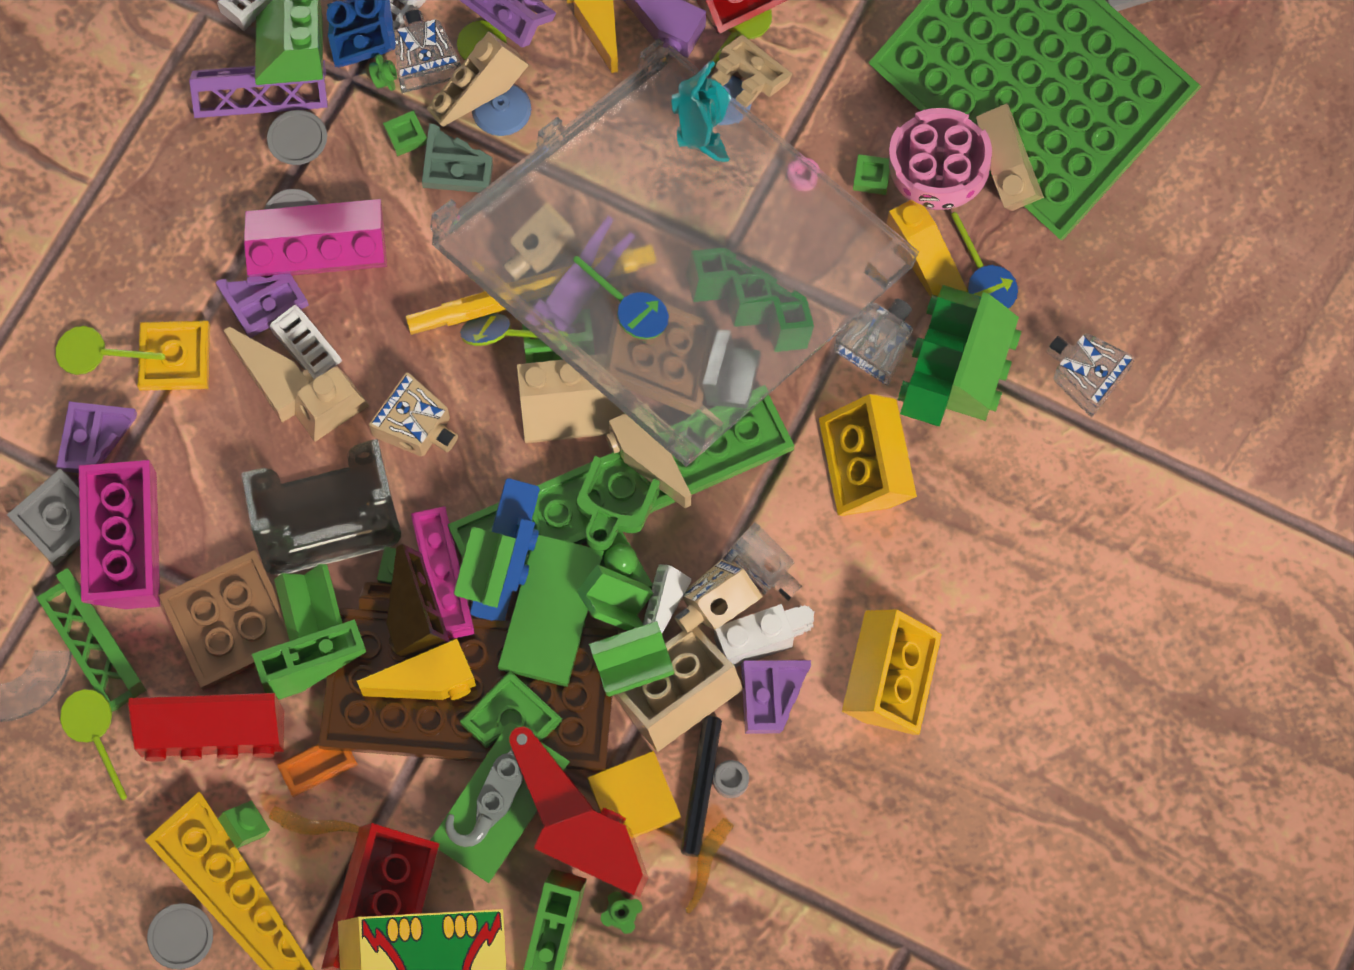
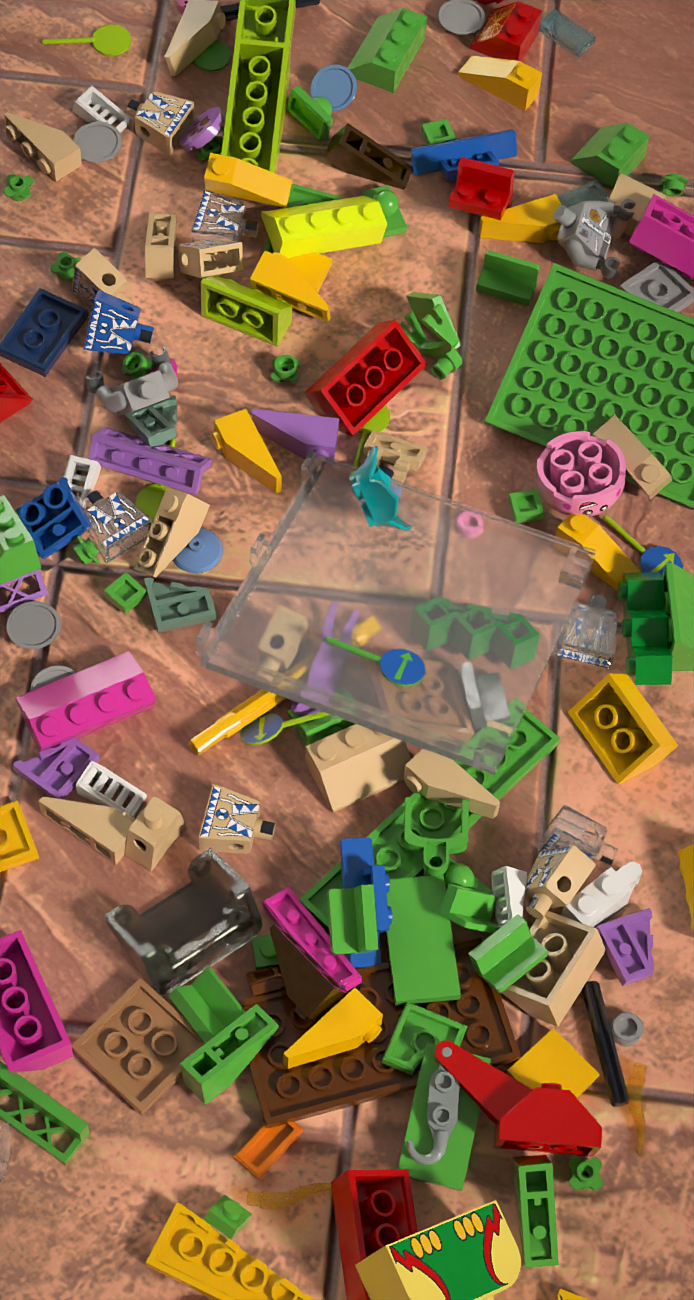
camera: 25 degrees left, 10 degrees down
(86, 719) = (46, 1177): lime piece -> none
(207, 726) = (163, 1141): red slope -> none

